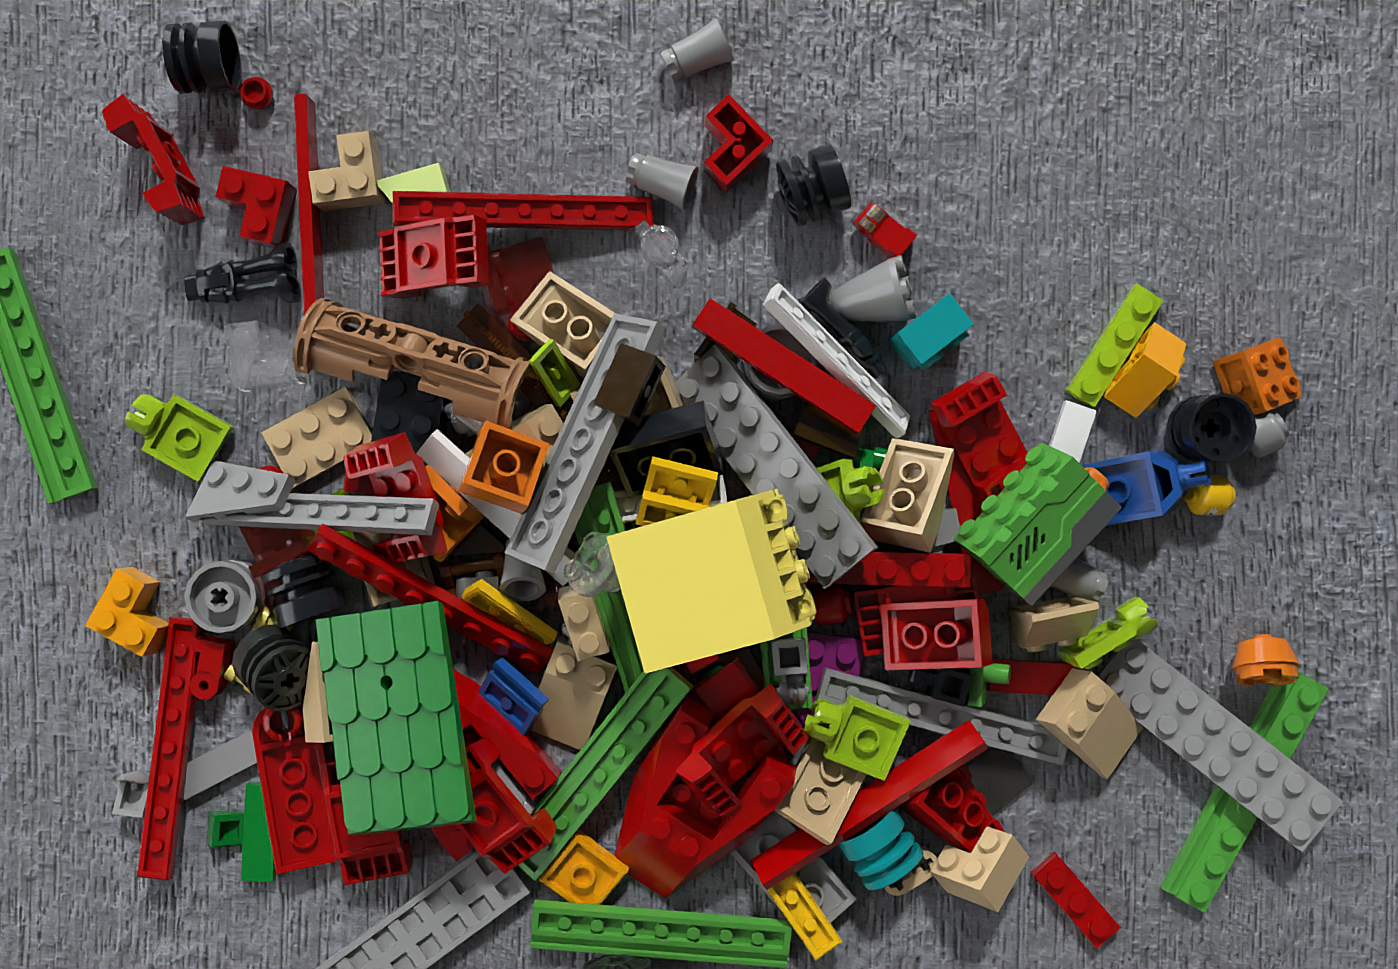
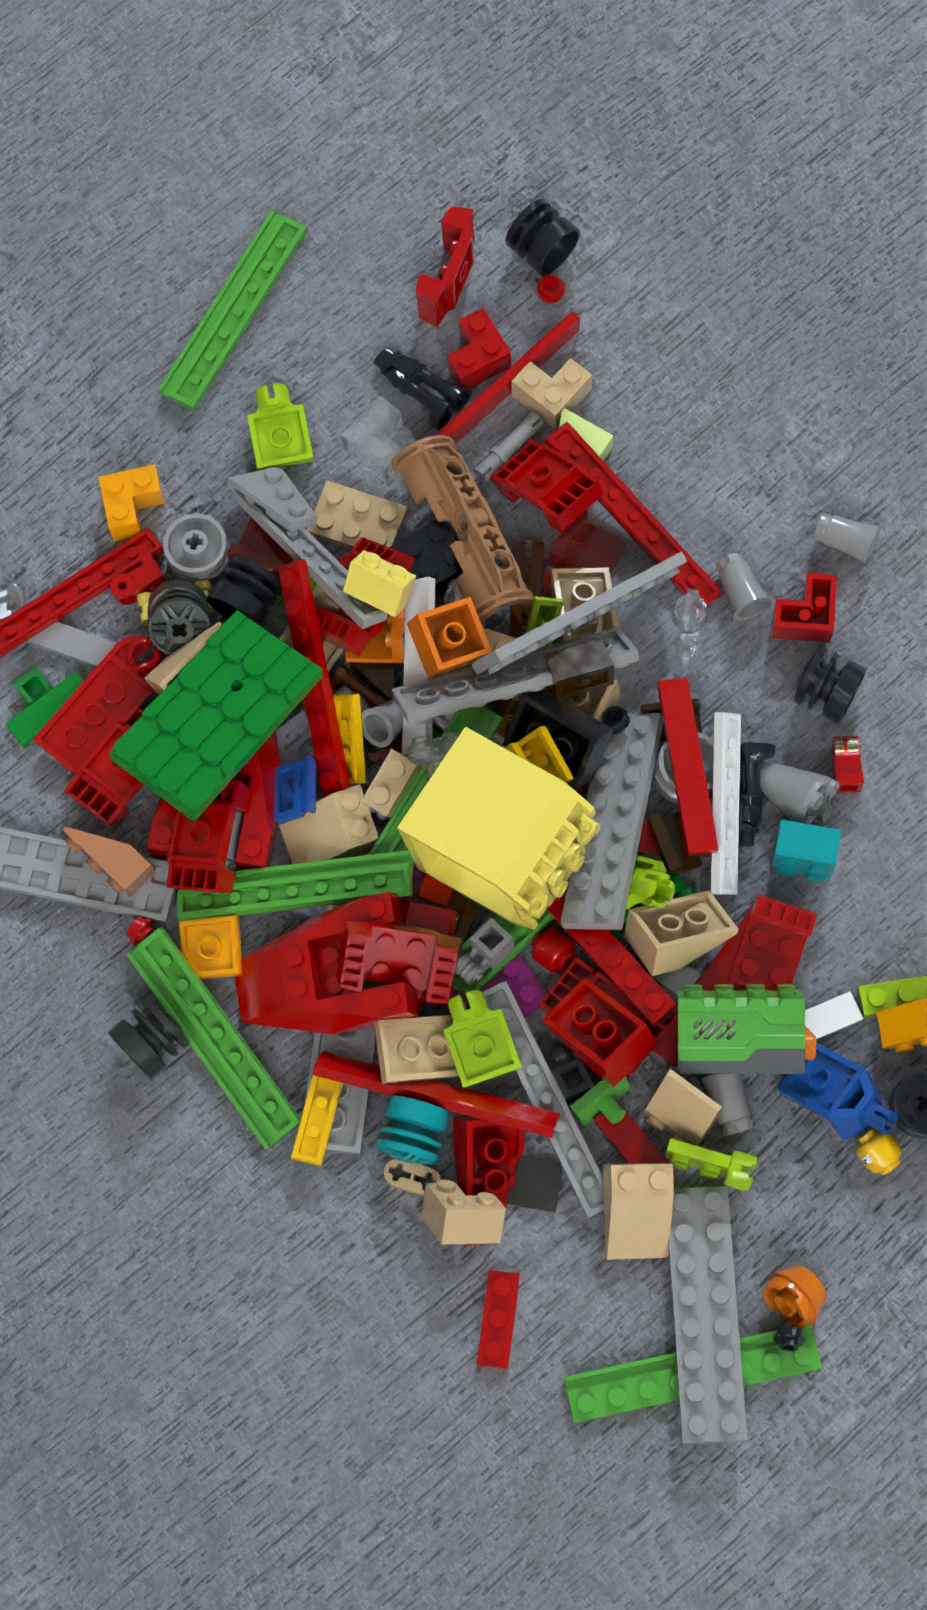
camera: 55 degrees right, 15 degrees down
(368, 269) = (500, 455): none -> light grey pin
(402, 486) = (379, 583): none -> light yellow brick
(450, 894) = (118, 860): none -> nougat slope
(519, 918) = (139, 930): none -> red plate
(579, 345) = (579, 615): none -> light grey plate
(681, 389) = (615, 714): none -> black plate
(1291, 697) = (789, 1337): none -> black plate

